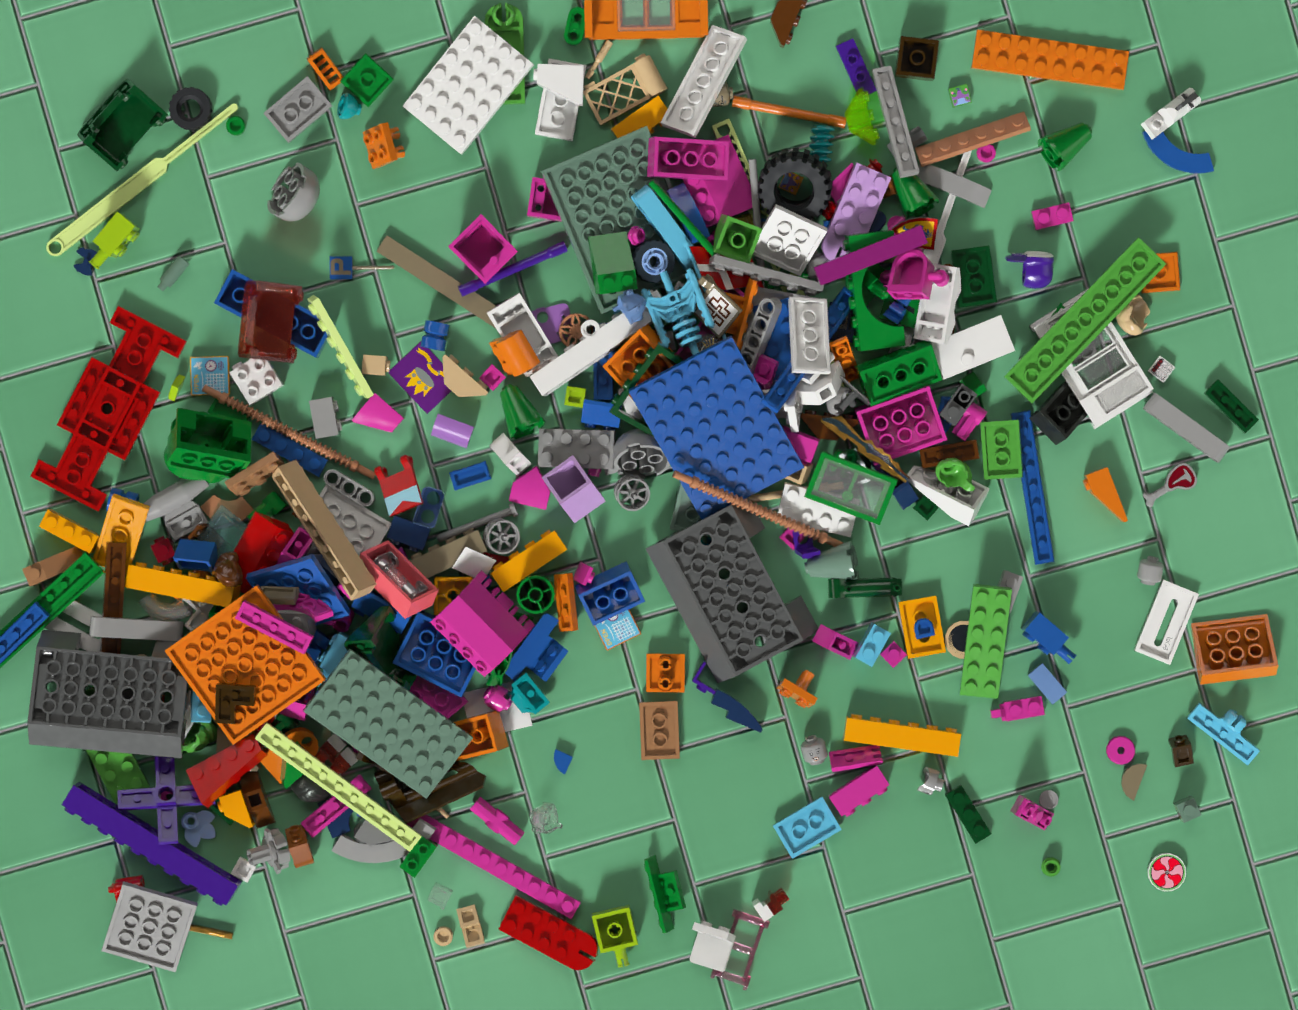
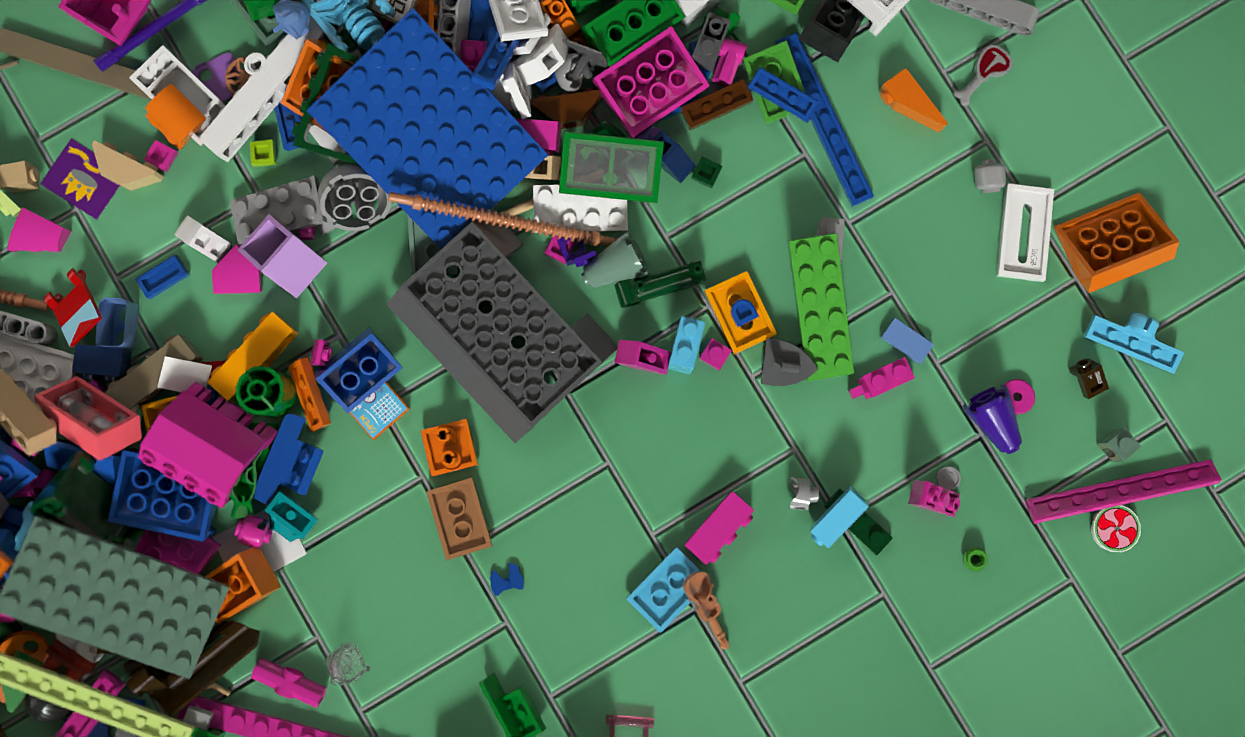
camera: 15 degrees left, 5 degrees down
(435, 335) = (80, 124): blue wheel -> none
(452, 431) = (127, 229): medium lavender brick -> none
(478, 523) = (220, 303): light grey bar -> none
(501, 536) = (212, 335): light grey wheel -> none
(519, 412) = (201, 189): green cone -> none
(562, 760) = (351, 587): blue tile -> none
(598, 413) = (292, 162): blue slope -> none
(632, 492) = (355, 244): light grey wheel -> none
(689, 788) = (514, 580): none -> blue piece
(700, 685) = (495, 452): dark purple bracket -> none
(736, 711) = (544, 469): dark blue slope -> none
(771, 905) = (650, 699): clear red hips -> none
(798, 690) = (612, 425): orange plate -> none
(814, 750) = (651, 493): light grey head -> none
(830, 833) = (698, 589): none -> nougat piece
(855, 758) = (704, 489): dark pink hinge -> none
(867, 448) = (618, 116): pearl gold sword -> none
(902, 736) = (752, 448): light orange brick -> none
(946, 677) = (785, 364): none -> dark grey shield
(953, 807) = (838, 517): none -> medium azure brick
(954, 473) = (729, 120): bright green hair -> none
(954, 501) = (741, 153): white wedge -> none
(956, 638) = (785, 317): tile -> none
(1003, 463) = (783, 95): none -> blue tile
(1048, 636) = (892, 281): blue brick -> none
(1097, 762) = (995, 416): none -> dark purple cone
(1132, 778) = (1041, 428): dark tan tile -> none
(1180, 845) = (1122, 491): none -> dark pink tile

